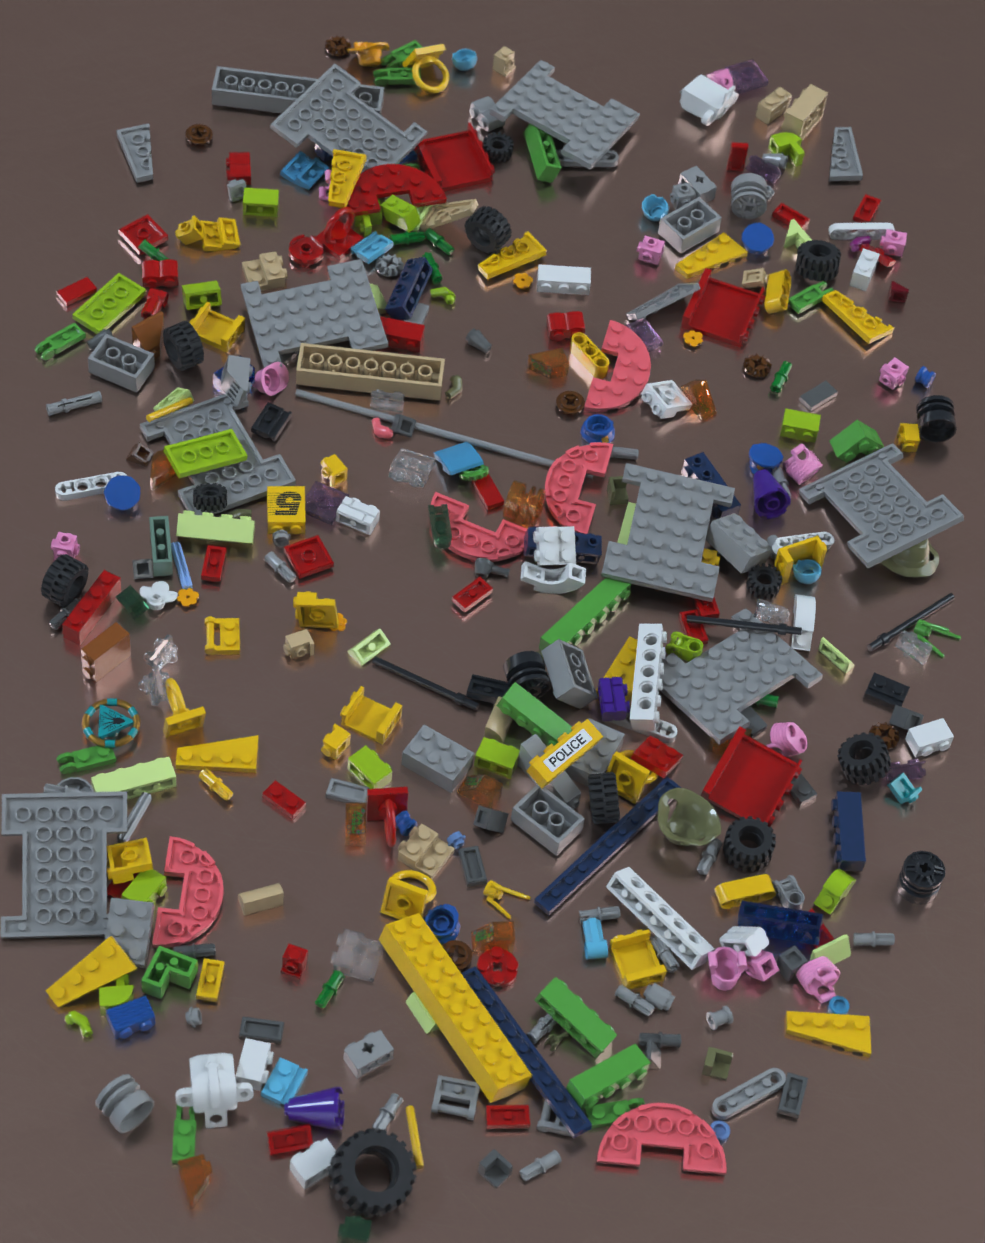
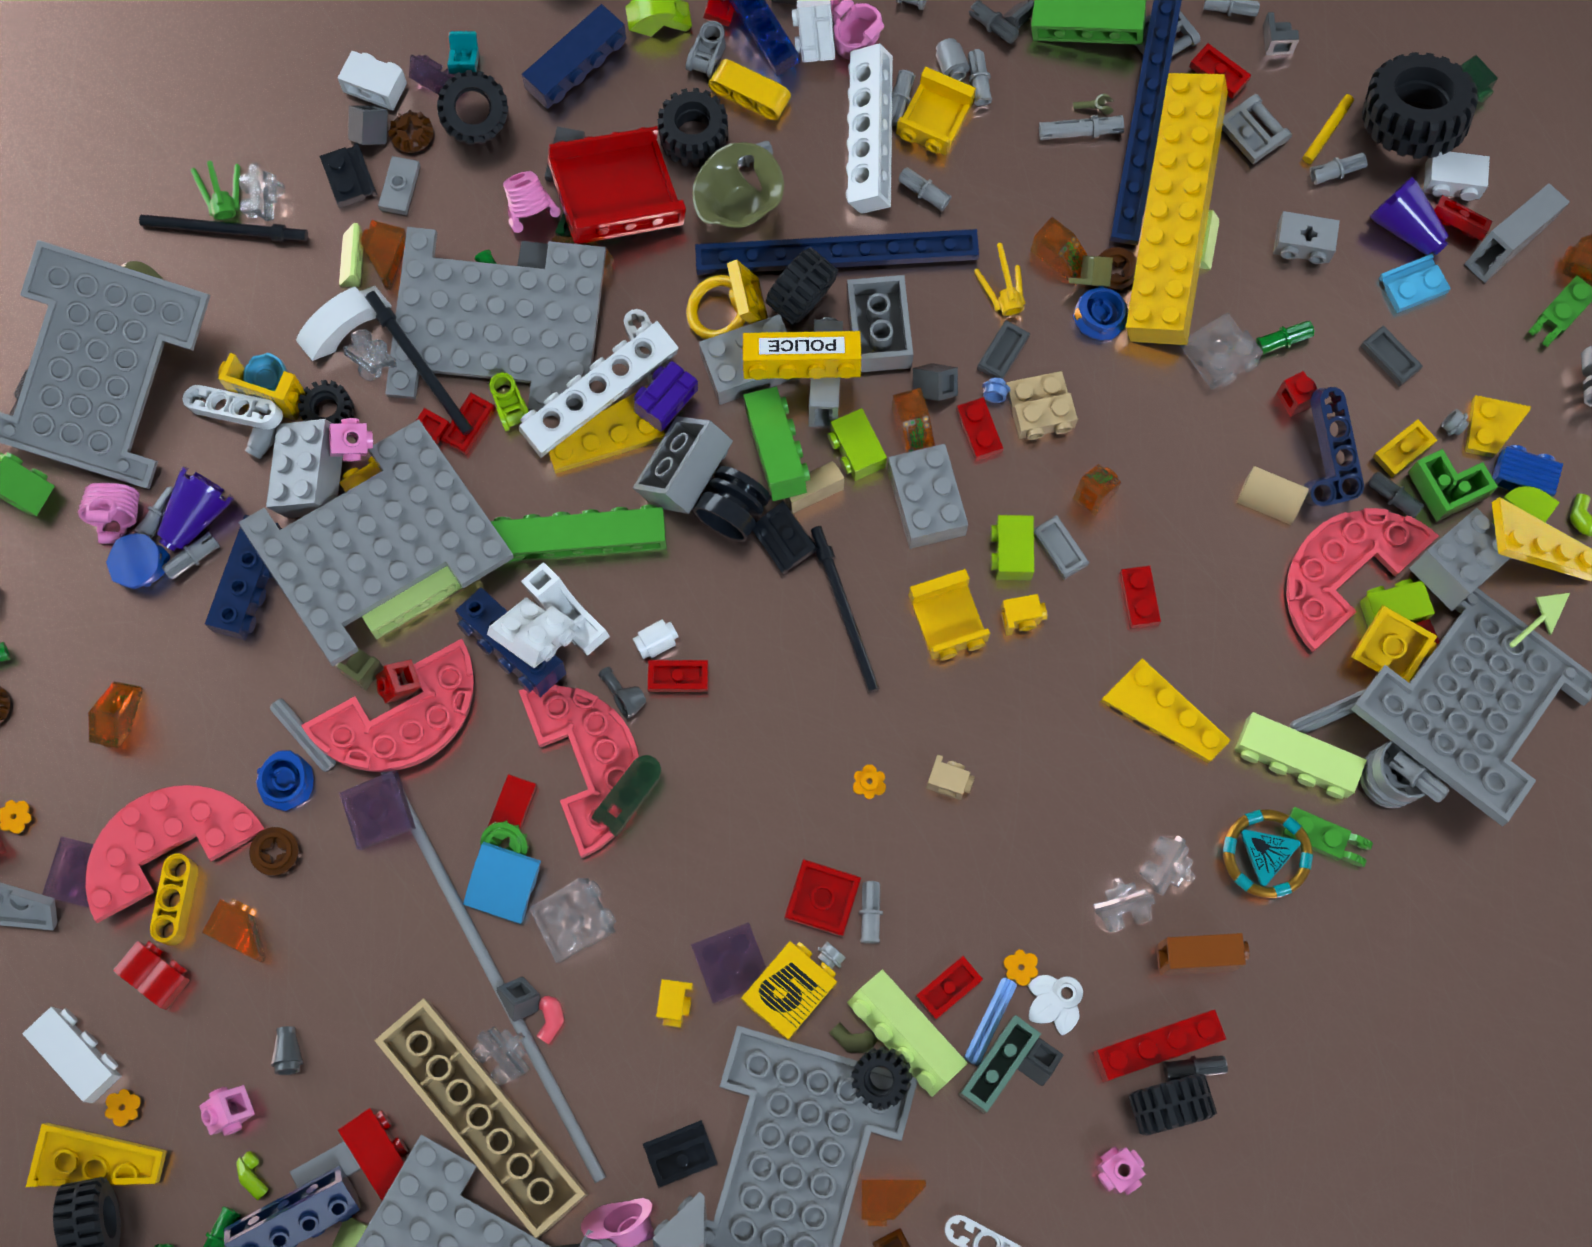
camera: 130 degrees left, 20 degrees up
(59, 955) = (1550, 609): none -> yellowish green piece
(122, 492) = (978, 1195): blue hat -> none
(132, 602) = (1105, 1008): clear green brick -> none
(172, 1035) = (1492, 424): none -> yellow wing
(182, 718) = (1185, 779): yellow tile -> none
(205, 453) = (825, 1158): lime plate -> none
(213, 1087) = (1504, 323): white piece -> none
(215, 784) = (1205, 674): yellow axle -> none
(228, 636) = (1018, 867): yellow plate -> none
(234, 932) = (1330, 446): none -> dark blue beam
(249, 1155) = (1516, 232): none -> light grey slope
(254, 1062) = (1435, 320): white brick -> none
(315, 611) = (903, 805): yellow plate -> none
(358, 515) = (707, 904): white brick -> none
(369, 647) = (864, 713): yellowish green slope -> none
(386, 805) = (1046, 474): red tile -> none
(404, 898) = (1121, 355): yellow tile -> none
(405, 823) = (1035, 452): blue wheel -> none
(445, 817) = (979, 429): none -> red plate
(457, 386) = (387, 1003): olive arm -> none
(461, 932) = (1095, 271): none -> olive panel
(472, 303) = (226, 1110): none -> bright pink brick
(499, 600) = (655, 639): none -> white brick
(499, 957) = (1095, 211): red plate -> none
(524, 503) = (497, 736): clear orange wheel -> none
(543, 444) = (377, 810): none -> clear purple plate
(575, 1017) = (1064, 97): bright green brick -> none
(594, 493) = (390, 682): none -> red brick
(595, 945) = (961, 161): medium azure piece -> none
(657, 756) = (683, 300): red plate -> none
(665, 398) = (155, 748): white plate -> none
(729, 556) = (341, 447): none -> bright pink brick
(745, 479) = (190, 556): none -> light grey axle
(800, 425) = (42, 570): lime brick -> none
(826, 664) = (385, 250): none -> clear orange slope
(857, 706) = (399, 185): none -> light grey plate

